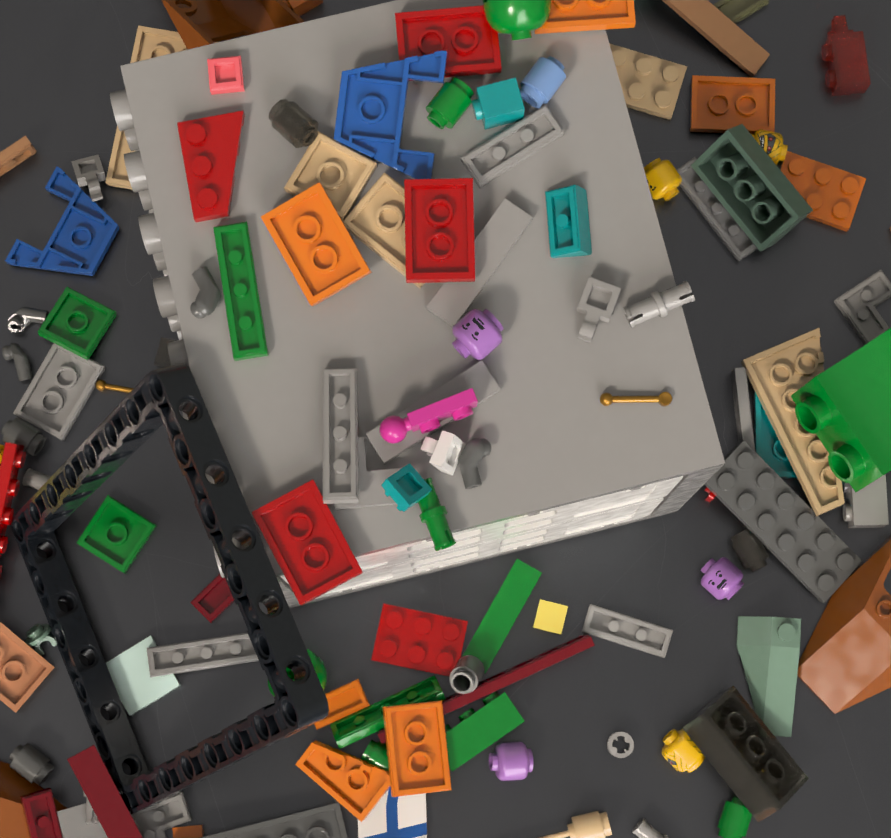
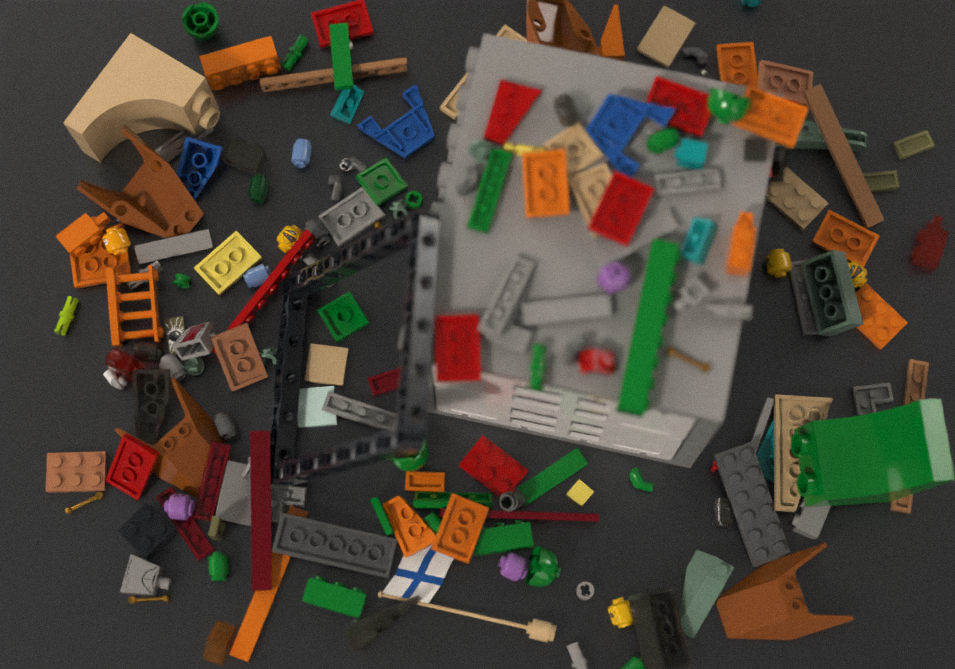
camera: 25 degrees right, 5 degrees down
(90, 173) = (433, 97): light grey plate -> none
(116, 346) = (397, 206): none -> sand green plate
(126, 611) = (326, 365): none -> tan tile
(133, 336) = (415, 194): none -> green bush
(198, 239) = (480, 149): none -> sand green plate
(225, 75) = (541, 66): coral tile -> none
(257, 209) = (519, 149): none -> light yellow axle
(303, 781) = (382, 516): none -> green tile
(406, 487) = (529, 343): teal tile -> none
(428, 418) = (562, 310): dark pink plate -> none
(444, 452) = (561, 335): white tile -> none
(512, 465) = (597, 361): none -> red bracket
(542, 81) = (722, 153): medium blue brick -> none
(551, 744) = (543, 567): none -> green cylinder
(559, 382) = (647, 328): none -> green brick
(583, 54) = (755, 150): none -> clear smoke tile
(619, 563) = (638, 481): none -> green arm
(627, 631) = (623, 524): light grey tile -> none
(632, 201) = (741, 245): none -> orange hinge
(721, 578) = (697, 520): medium lavender head -> none

